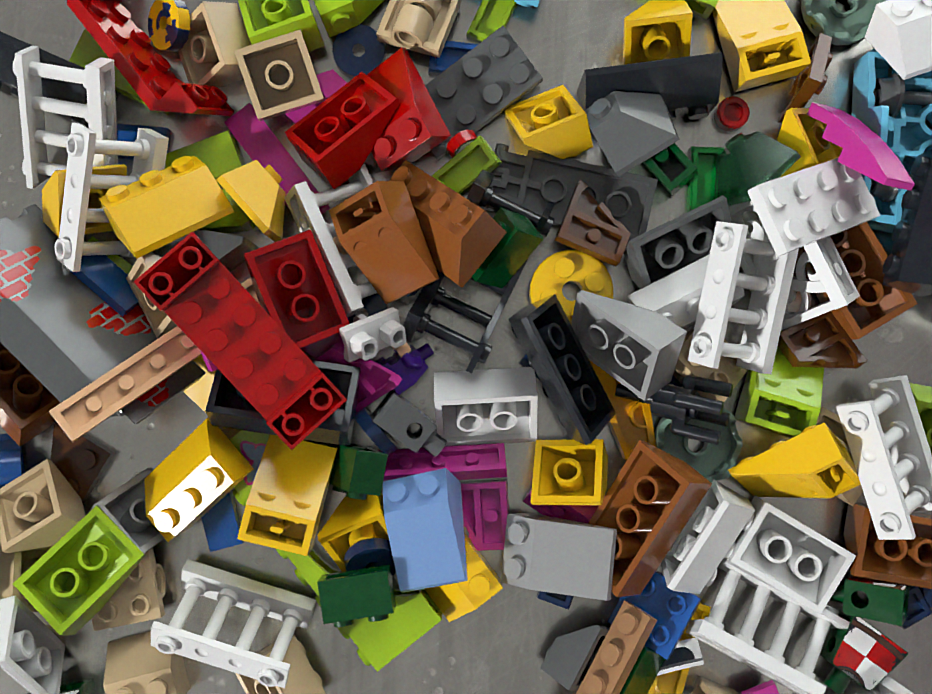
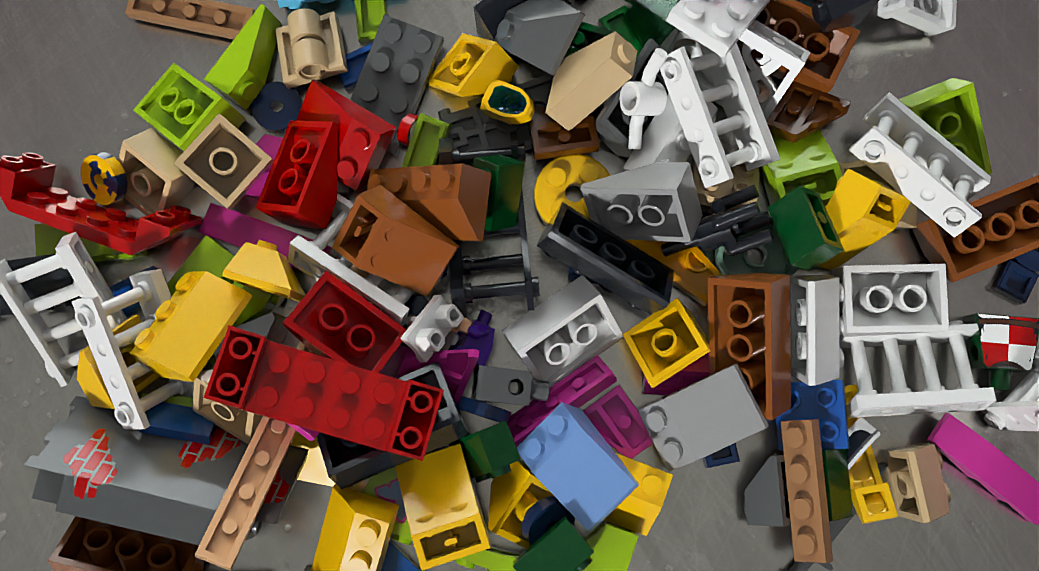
camera: 25 degrees left, 5 degrees down
(561, 175) = (507, 103): none -> rock
(647, 199) = (590, 79): none -> tan slope
(684, 247) = (643, 98): none -> white piece
(751, 450) = (804, 229): none -> dark green brick
(886, 601) = (994, 285): dark green torso -> none

